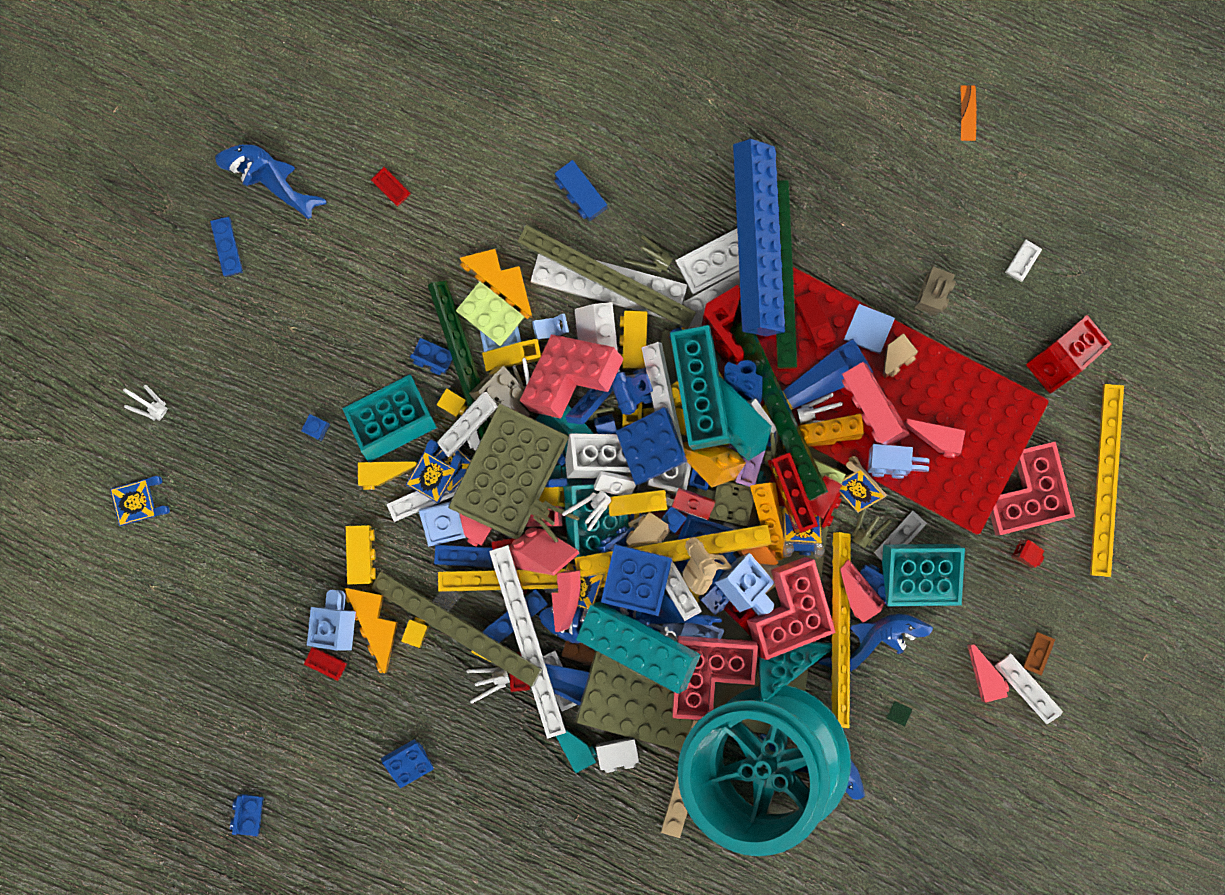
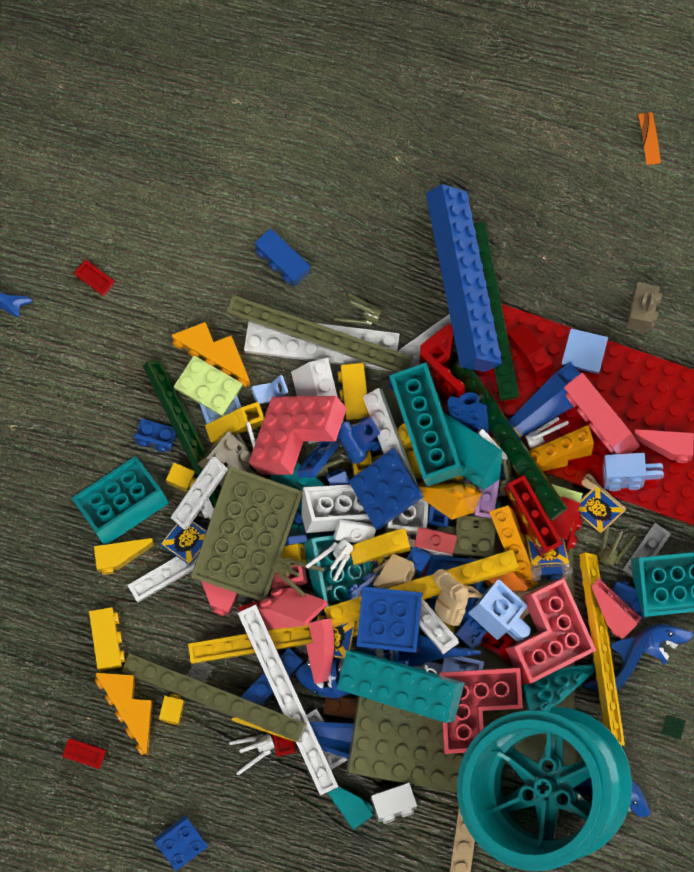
camera: 10 degrees left, 10 degrees down
(315, 427) = (47, 518): blue brick -> none
(331, 625) = (87, 712): light blue brick -> none
(432, 475) = (170, 549): flag -> none
(441, 524) = (185, 597): light blue tile -> none
(463, 556) = (211, 627): blue plate -> none
(710, 262) = (419, 309): white plate -> none
(898, 354) = (617, 370): tan slope -> none

